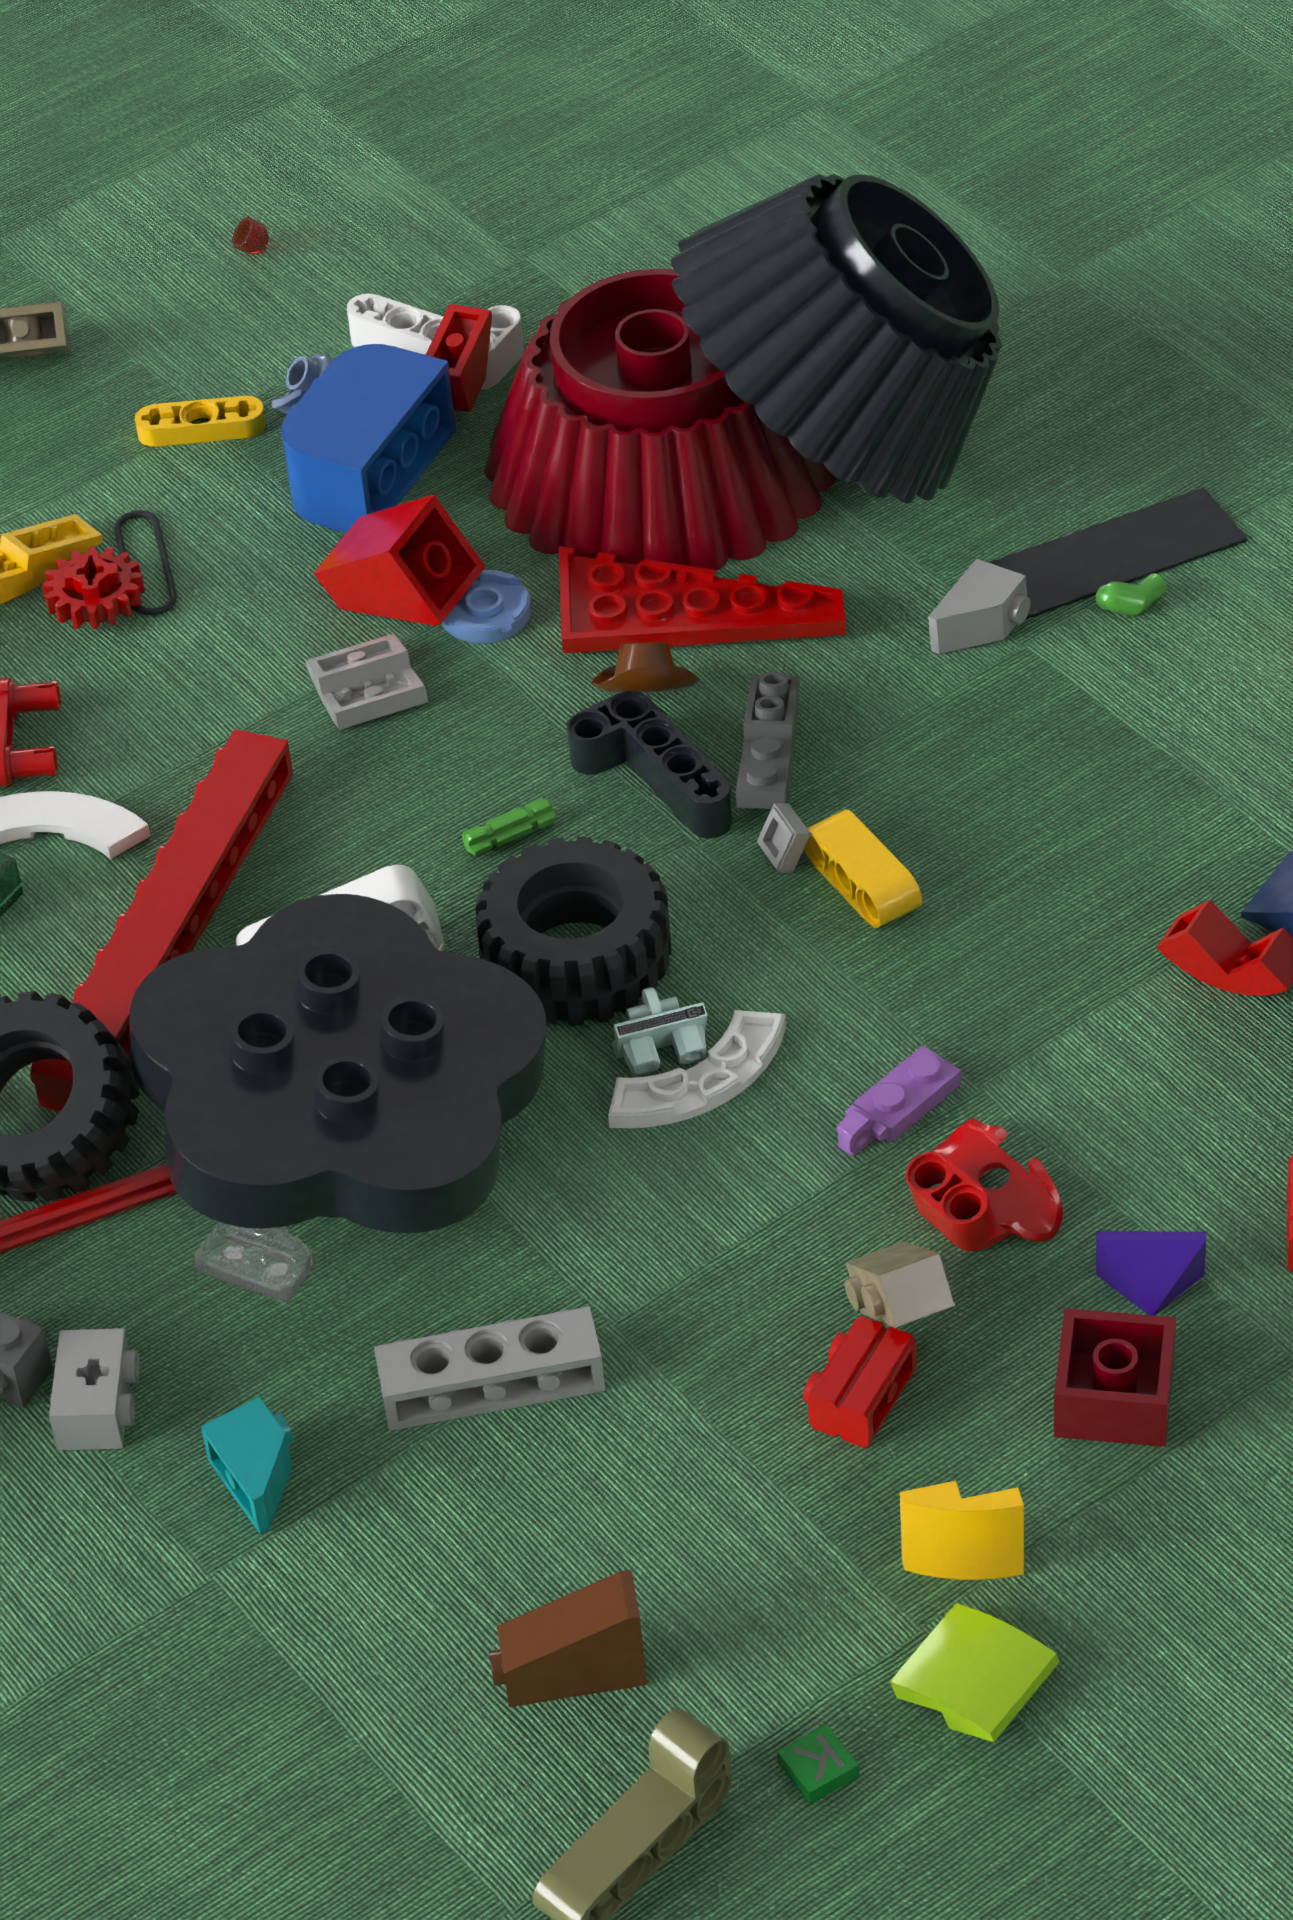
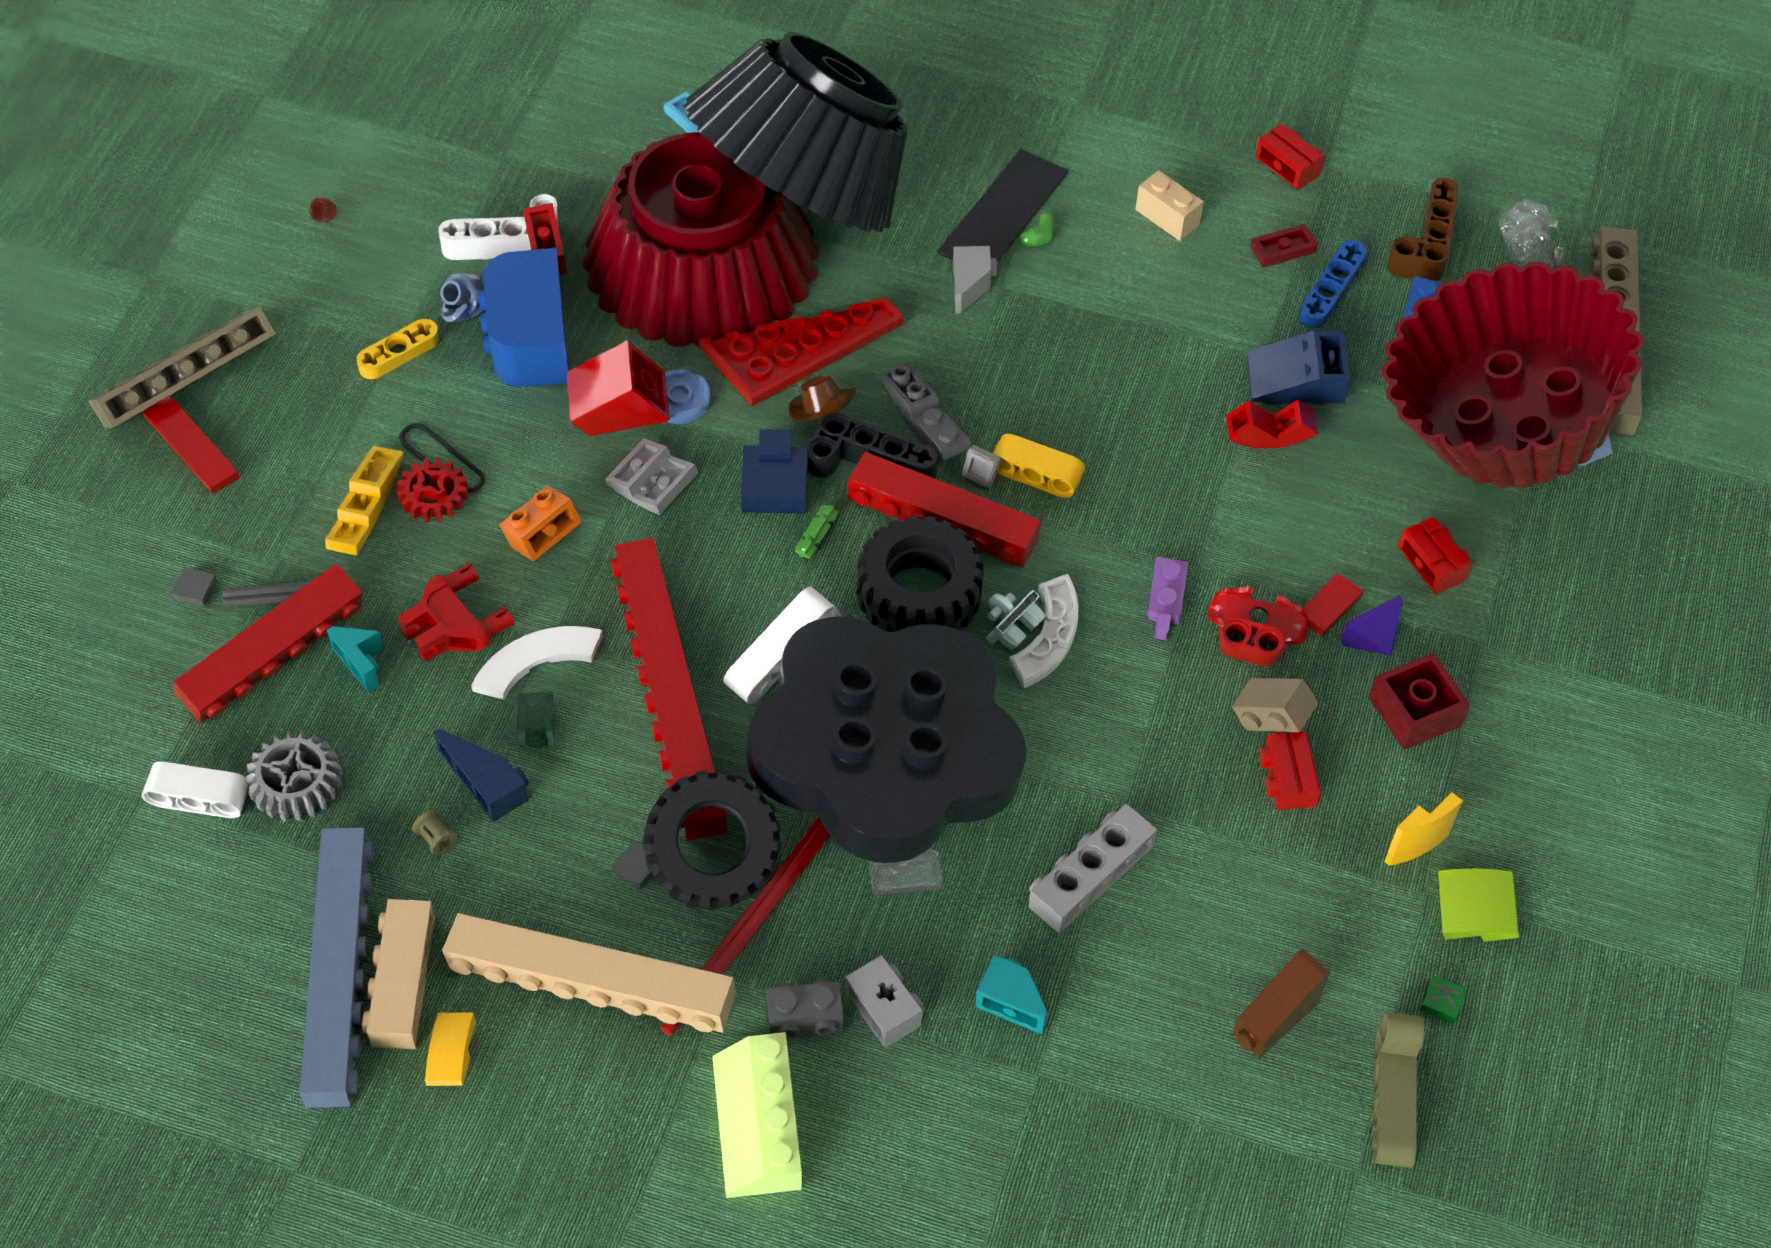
camera: 40 degrees left, 10 degrees up
(176, 671) = (540, 523): none -> orange brick
(511, 739) = (774, 475): none -> dark blue piece
(698, 874) = (908, 493): none -> red brick
(1119, 1207) = (1331, 604): none -> red tile

